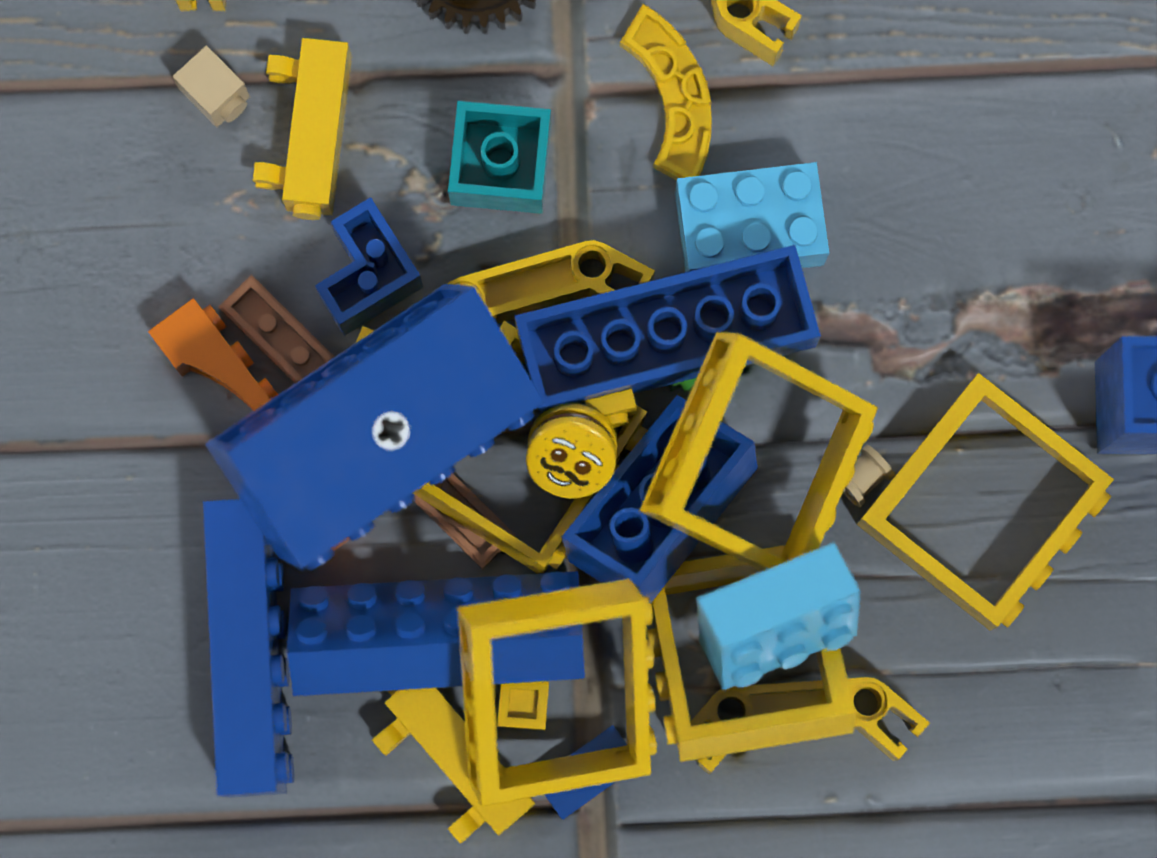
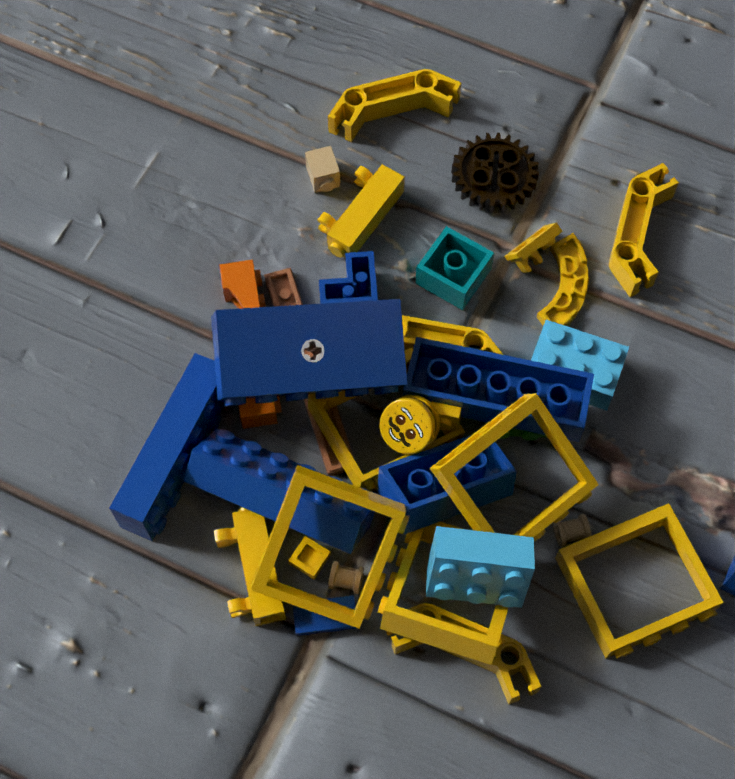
camera: 30 degrees right, 15 degrees down
(589, 706) = (346, 577): none -> tan bush
(590, 64) = (528, 249): none -> yellow plate

